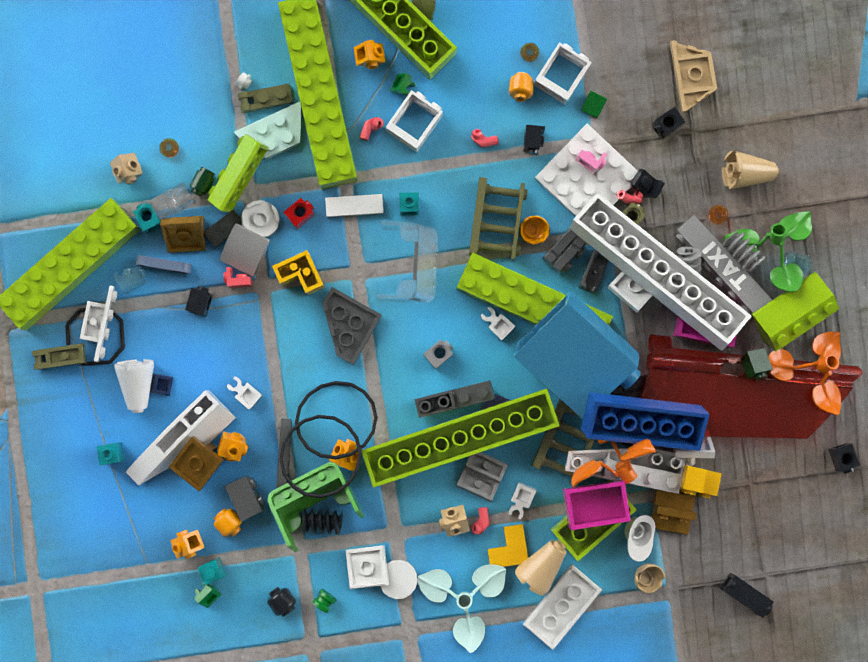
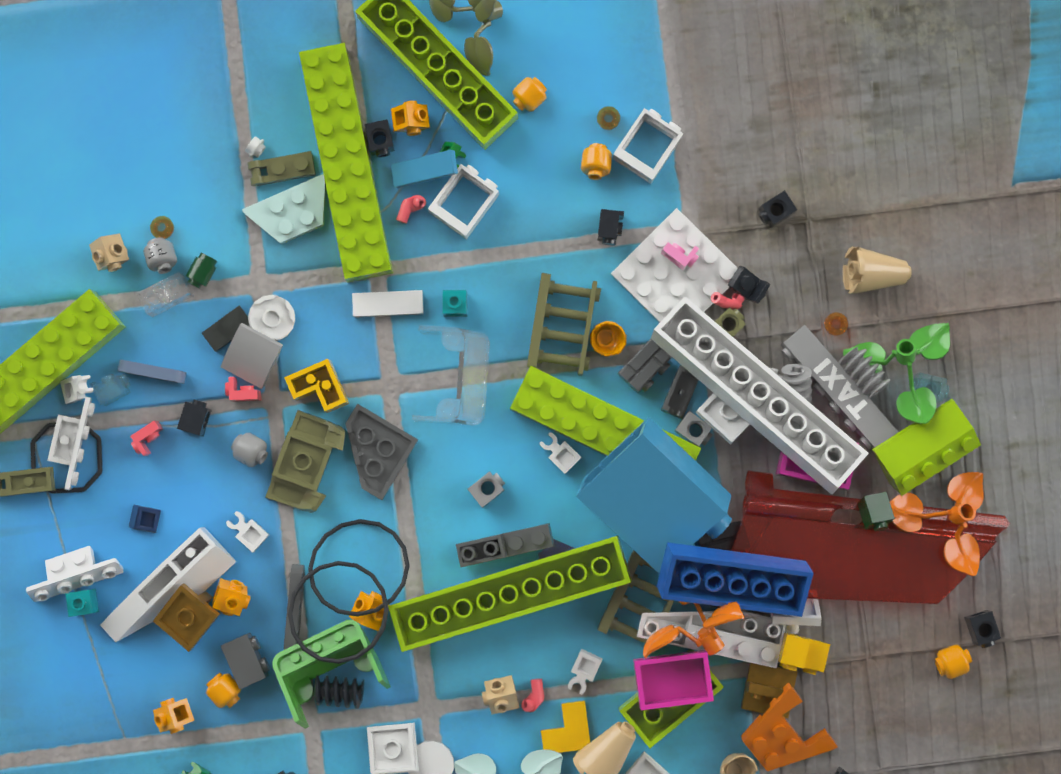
camera: 10 degrees right, 0 degrees up
(100, 279) = (75, 388): none -> white plate
(102, 429) = (72, 572): none -> white bracket
(135, 382) = (114, 516): white cone -> none
(147, 226) = (137, 323): teal brick -> none
(162, 315) = (148, 434): none -> coral bracket
(168, 170) = (160, 255): none -> light grey head
(184, 234) = (177, 334): pearl gold bracket -> none
(212, 571) = (202, 749): teal brick -> none
(237, 173) = (245, 261): lime slope -> none
(244, 326) = (249, 449): none -> light grey head
(289, 335) = (304, 461): none -> olive piece
(291, 212) = (309, 311): red brick -> none
(341, 64) = (379, 128): none -> black brick
(382, 95) = (424, 168): none -> dark azure tile
(465, 34) = (529, 94): none -> light orange head
(482, 475) = (536, 640): light grey slope -> none
(483, 141) = (547, 226): coral arm -> none
(593, 104) = (685, 184): green slope -> none
(604, 293) = (683, 429): none -> light grey brick
(640, 537) = (728, 720): white piece -> none
(679, 553) = (775, 740): none -> orange wing
(693, 74) = (809, 150): tan wing -> none
(820, 485) = (953, 661): none -> light orange head

